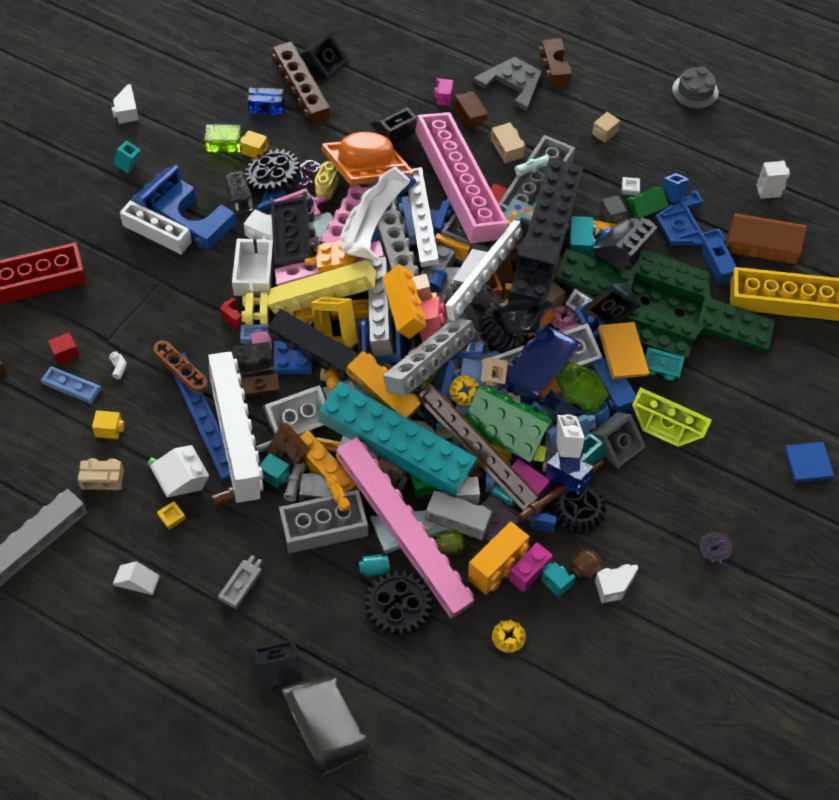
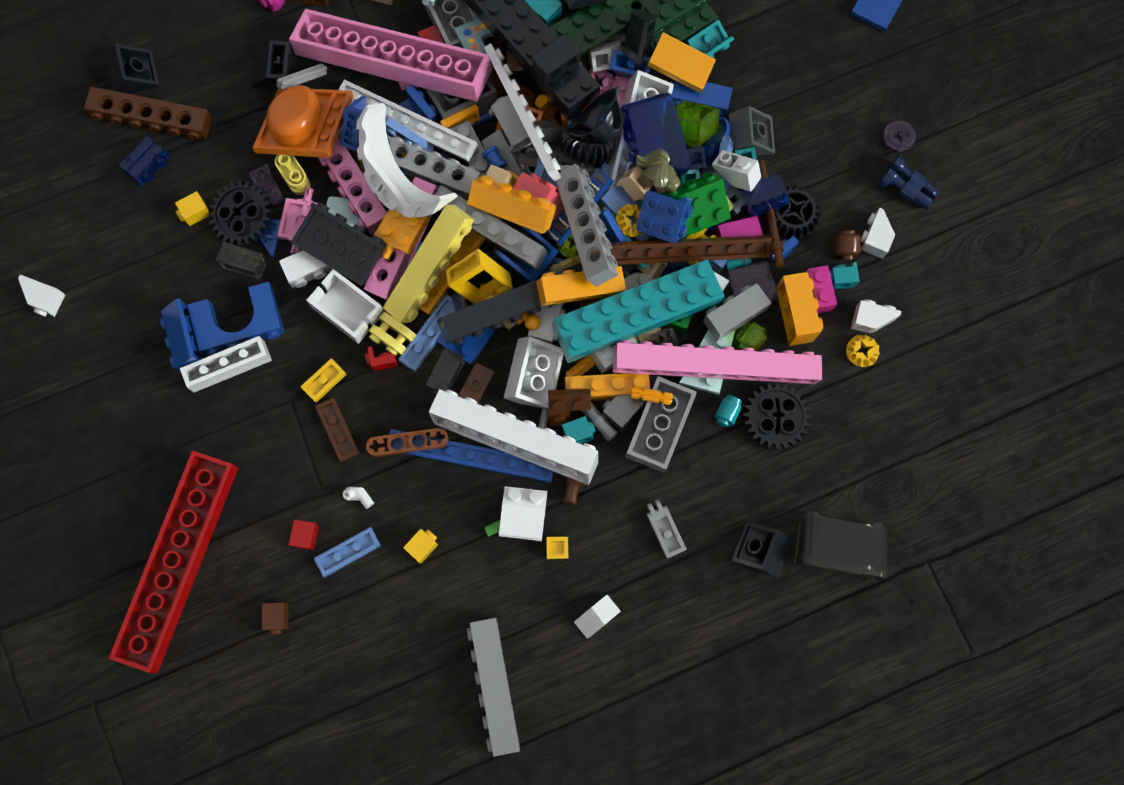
camera: 55 degrees left, 20 degrees up
(101, 474) = (470, 583): tan brick -> none
(126, 156) = (113, 336): teal brick -> none
(159, 323) = (337, 430): none -> reddish brown tile
(189, 291) = (323, 380): none -> yellow plate
(223, 138) = (161, 231): clear neon green brick -> none
(261, 337) = (430, 352): bright pink plate -> none
(400, 142) = (301, 76): none -> light grey axle
(482, 405) = (664, 216): none -> blue bracket
(512, 374) = (659, 170): none -> olive hair
(542, 624) = (872, 317): none -> white slope
(668, 419) = (767, 77): neon yellow wedge -> none
(677, 583) = (914, 189): none -> dark blue piece

